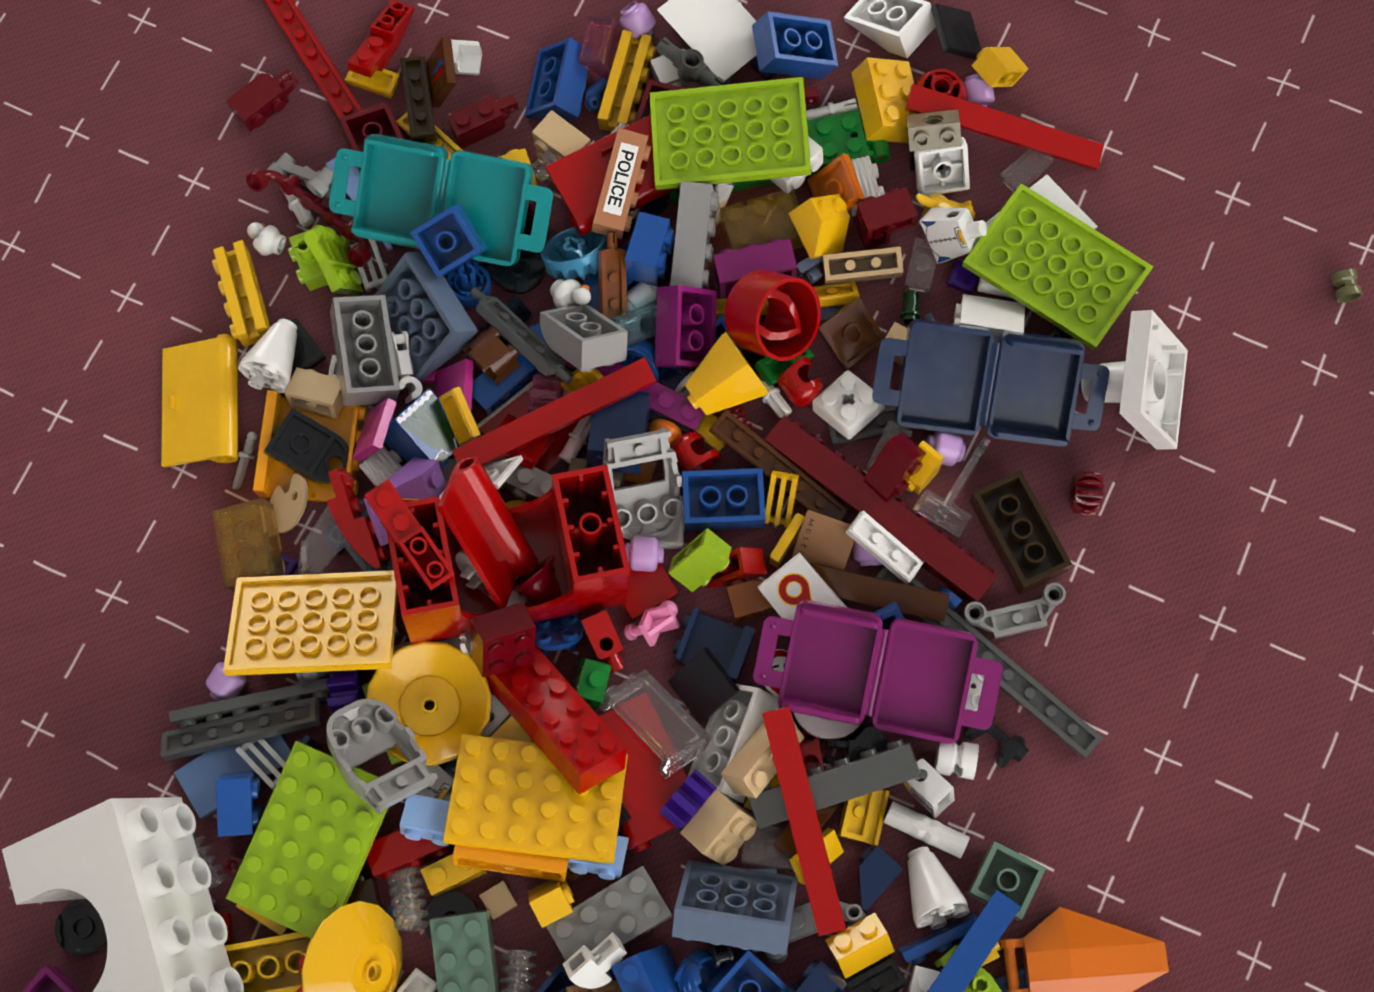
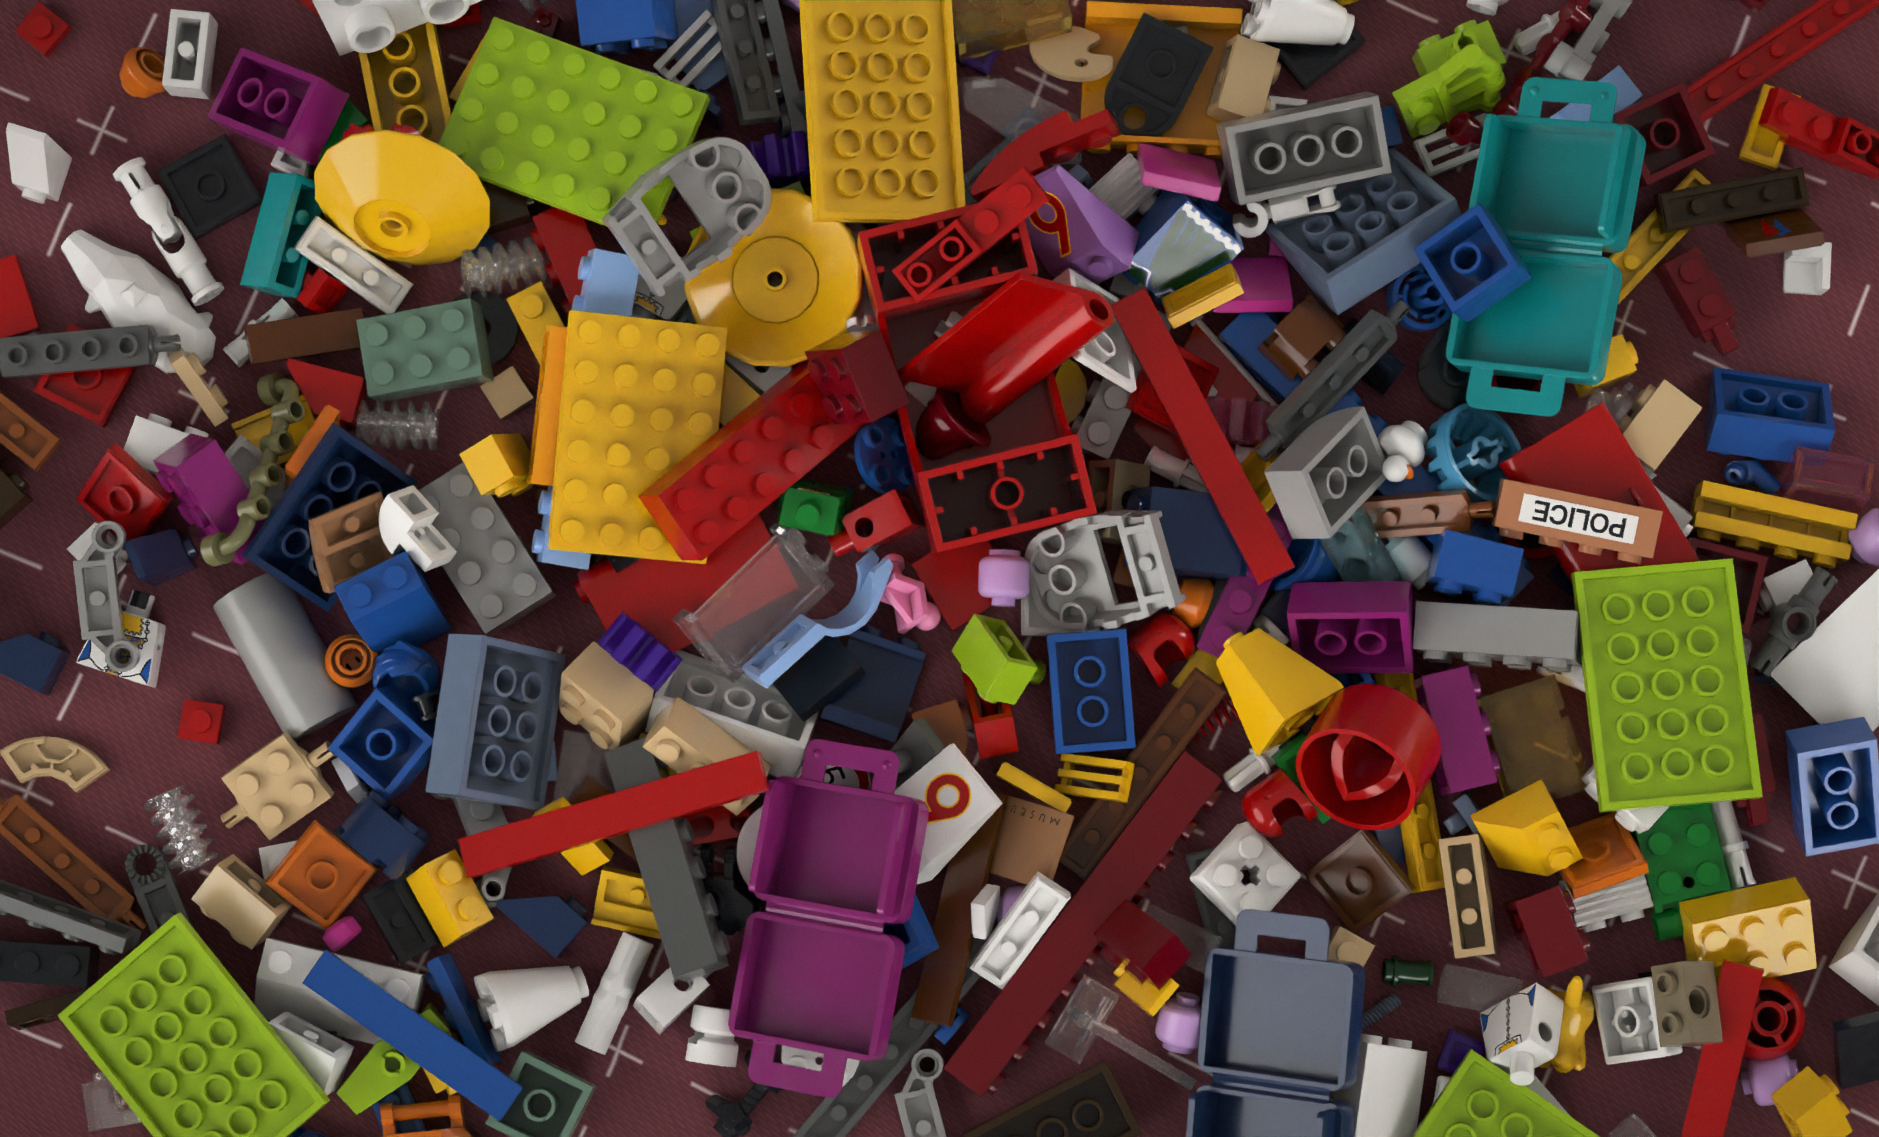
camera: 80 degrees right, 10 degrees up
(679, 688) = (804, 632): none -> light blue piece
(757, 610) = (915, 749): none -> dark grey tile
(871, 571) = (984, 911): none -> white tile

